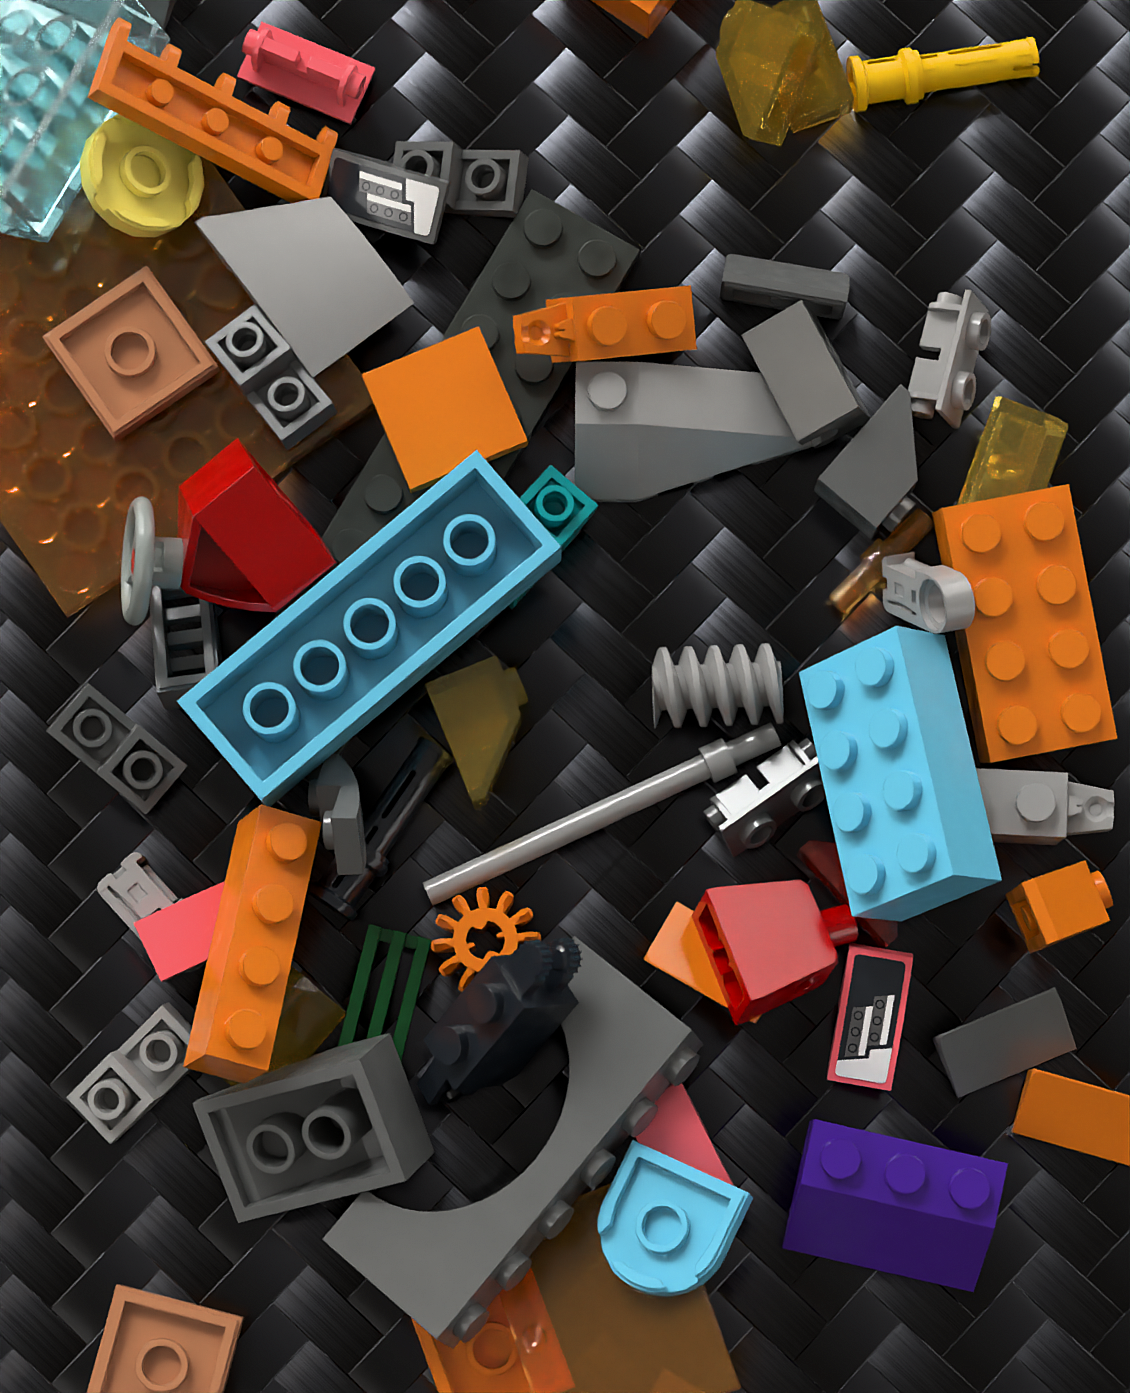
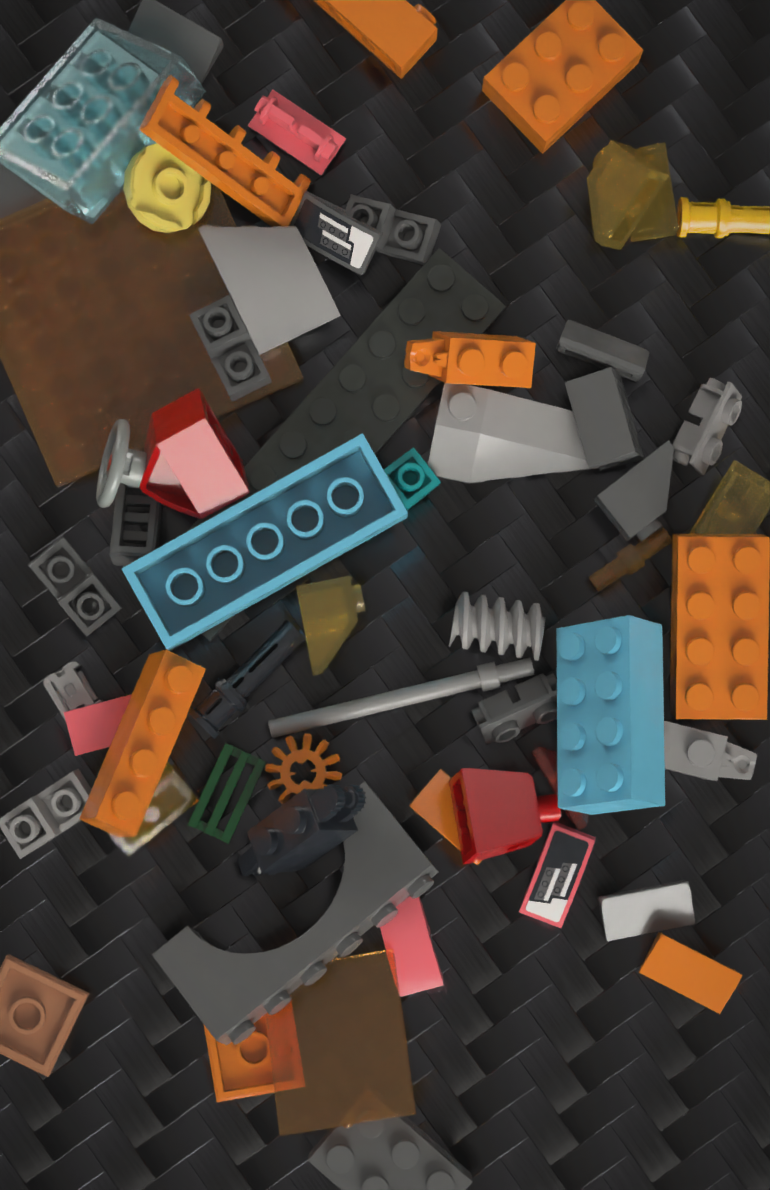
camera: 10 degrees right, 5 degrees up
(131, 353) = (136, 312): nougat tile -> none
(316, 1130) = (162, 878): dark grey slope -> none
(338, 804) = (219, 655): dark grey slope -> none
(444, 408) = (347, 394): orange tile -> none
(667, 1222) = (389, 991): medium azure tile -> none
(894, 1205) = (547, 1006): dark purple slope -> none
(927, 595) = (656, 594): light grey piece -> none
(1060, 905) = (704, 826): orange slope -> none

